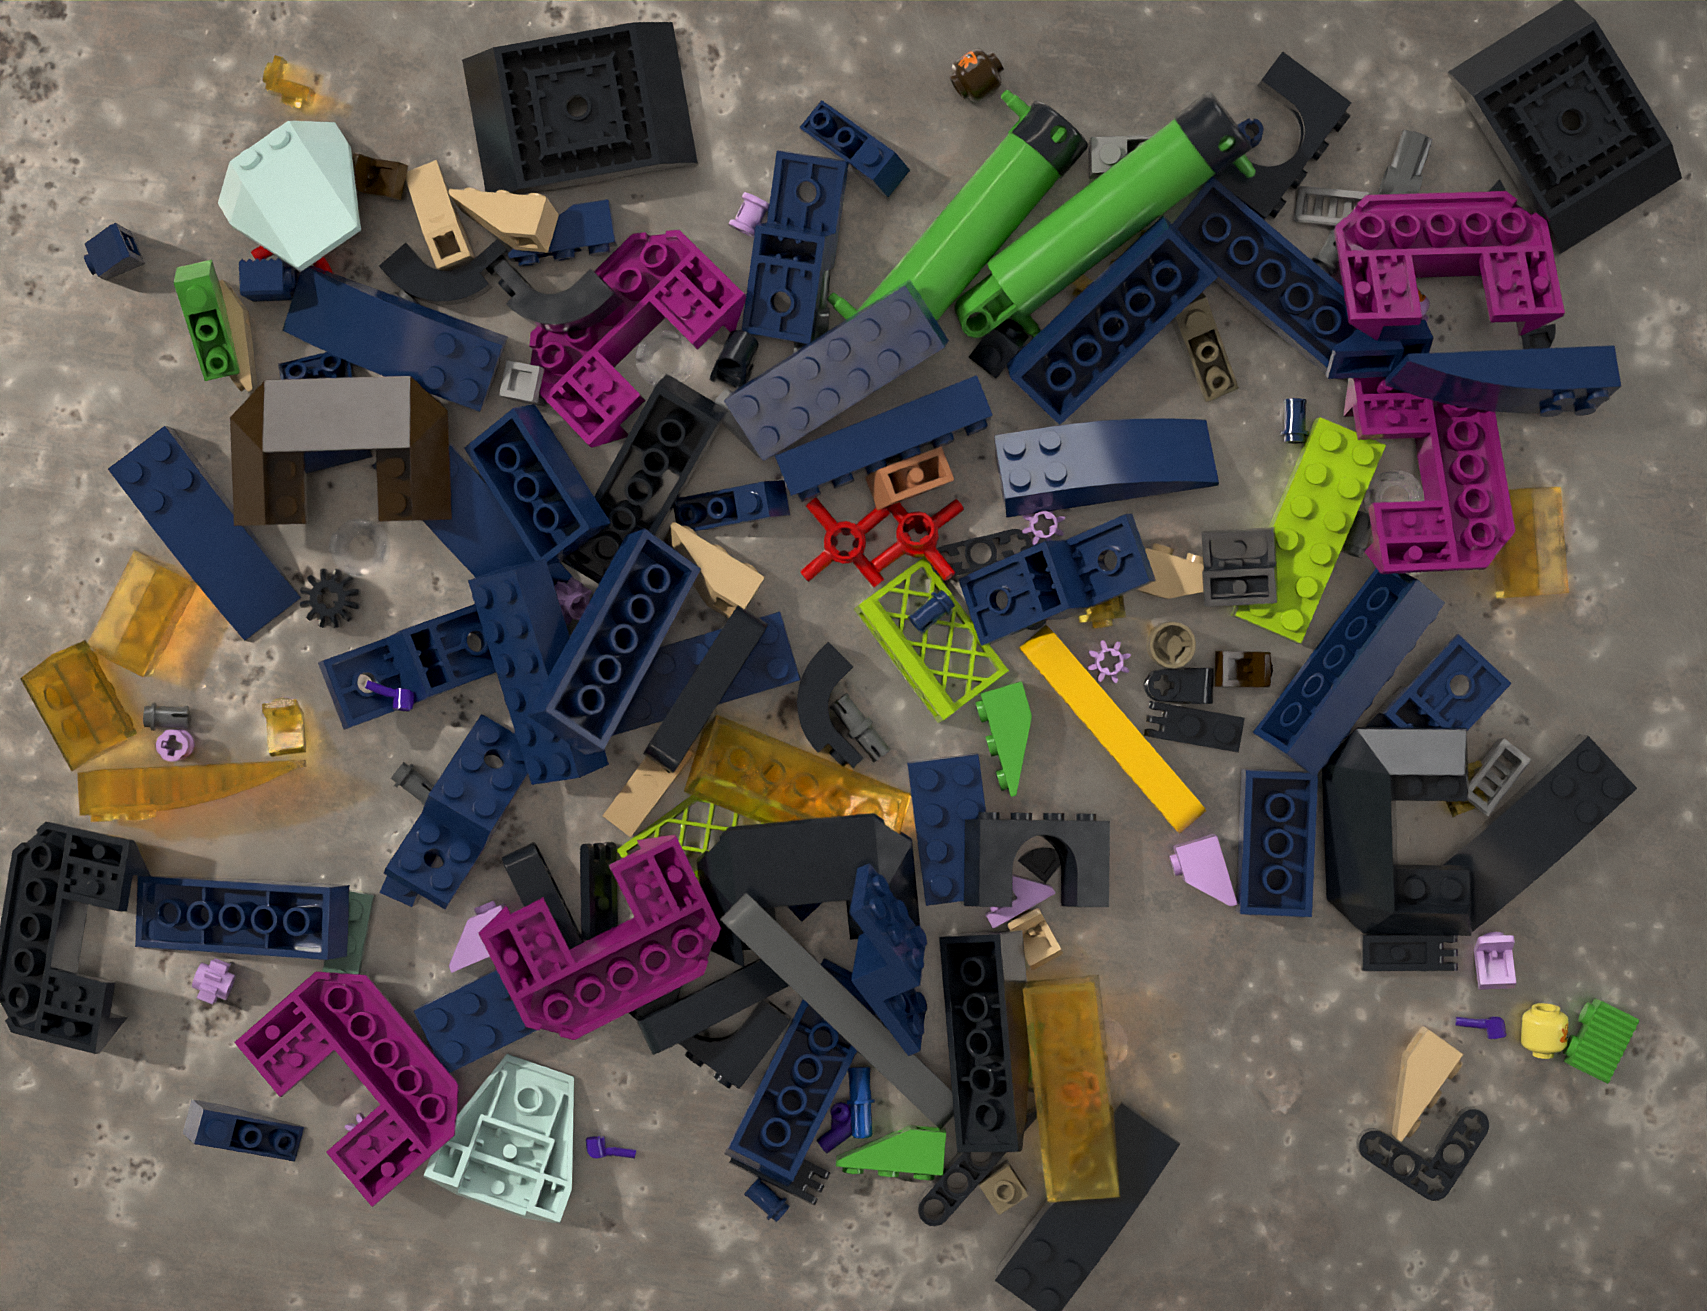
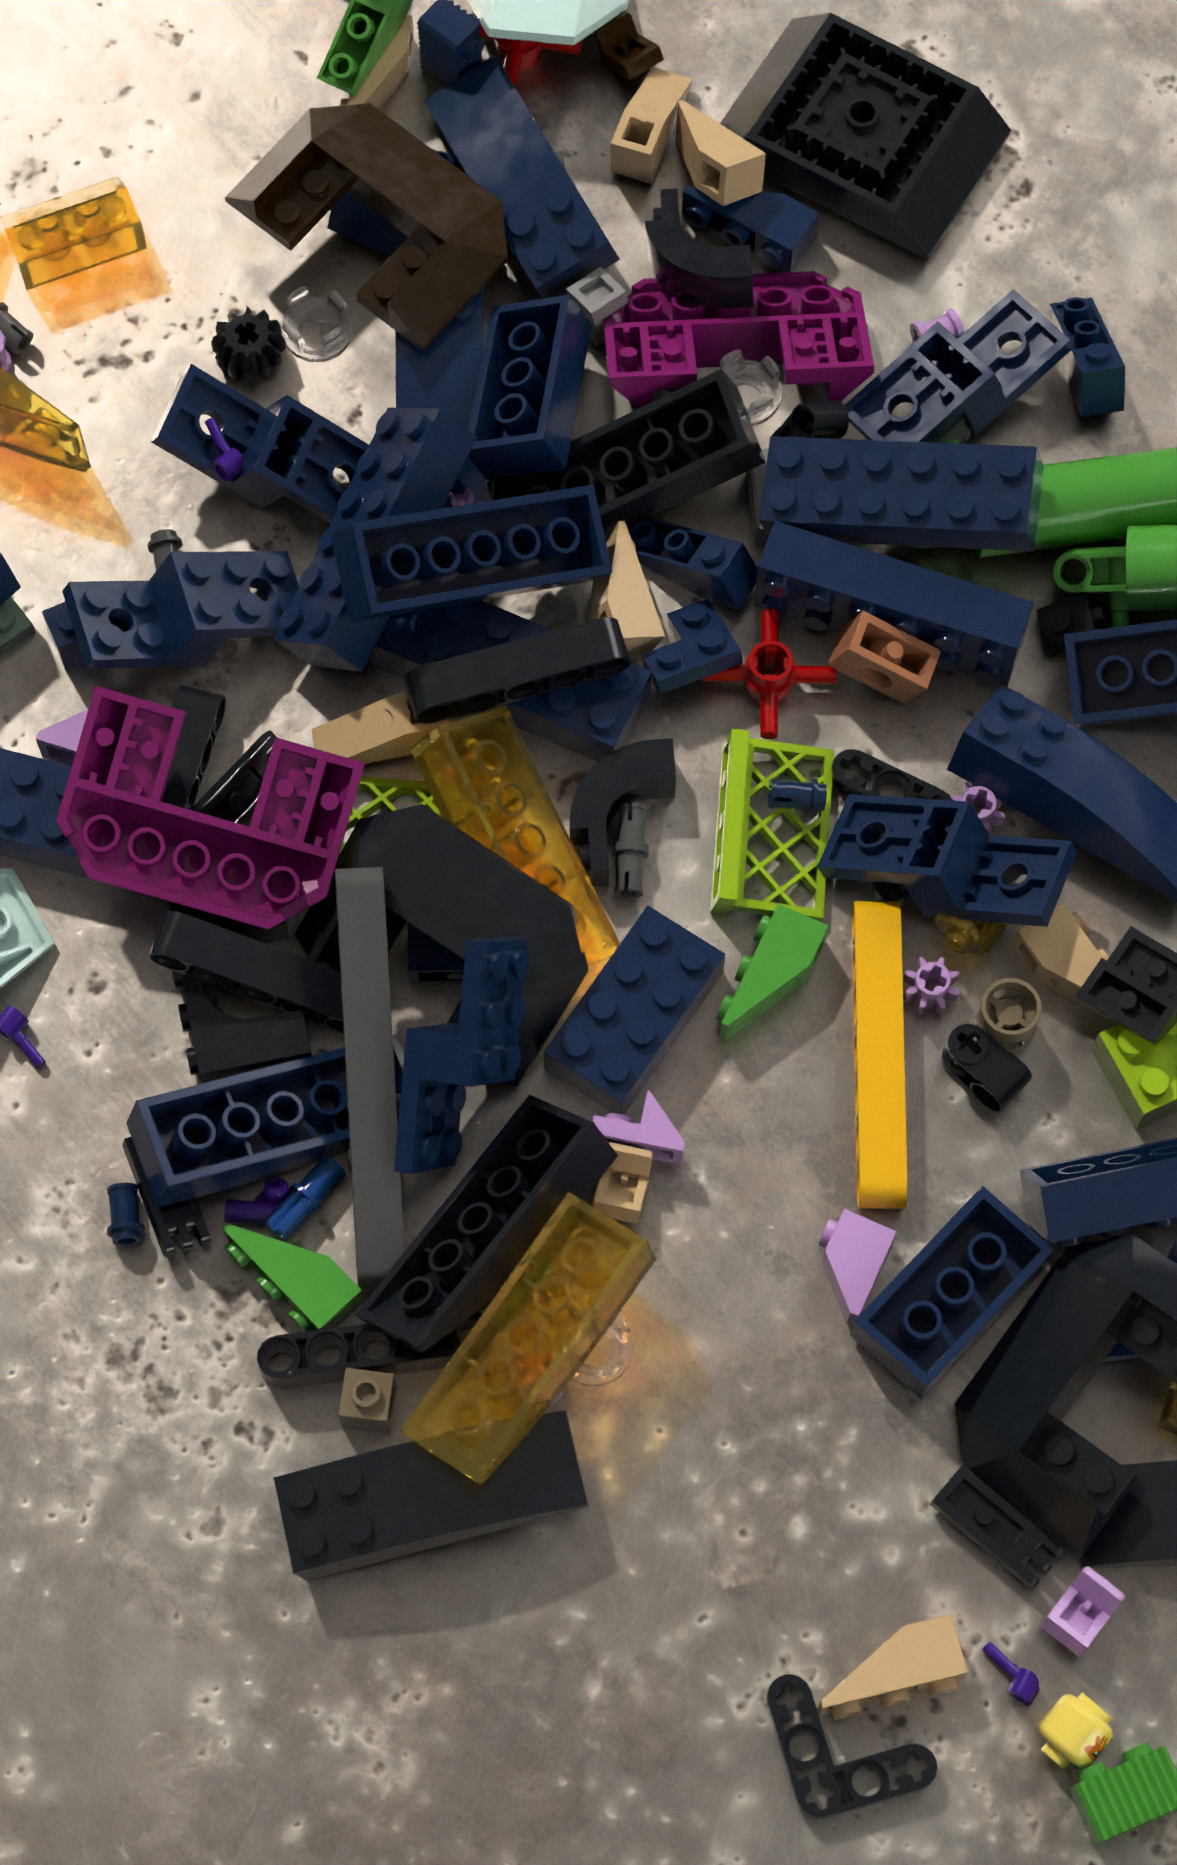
camera: 40 degrees right, 20 degrees down
(201, 534) = (187, 221): dark blue slope -> none
(284, 727) = (104, 413): clear yellow bracket -> none
(439, 286) = (605, 179): black arch -> none
(794, 564) = (701, 648): none -> dark blue plate
(927, 546) = (845, 722): red bar -> none
(993, 844) = (750, 1121): black arch -> none
(1041, 862) = (696, 1124): black tile -> none
(1196, 727) = (964, 1123): black hinge -> none
(1243, 669) = (1060, 1102): dark brown bracket -> none

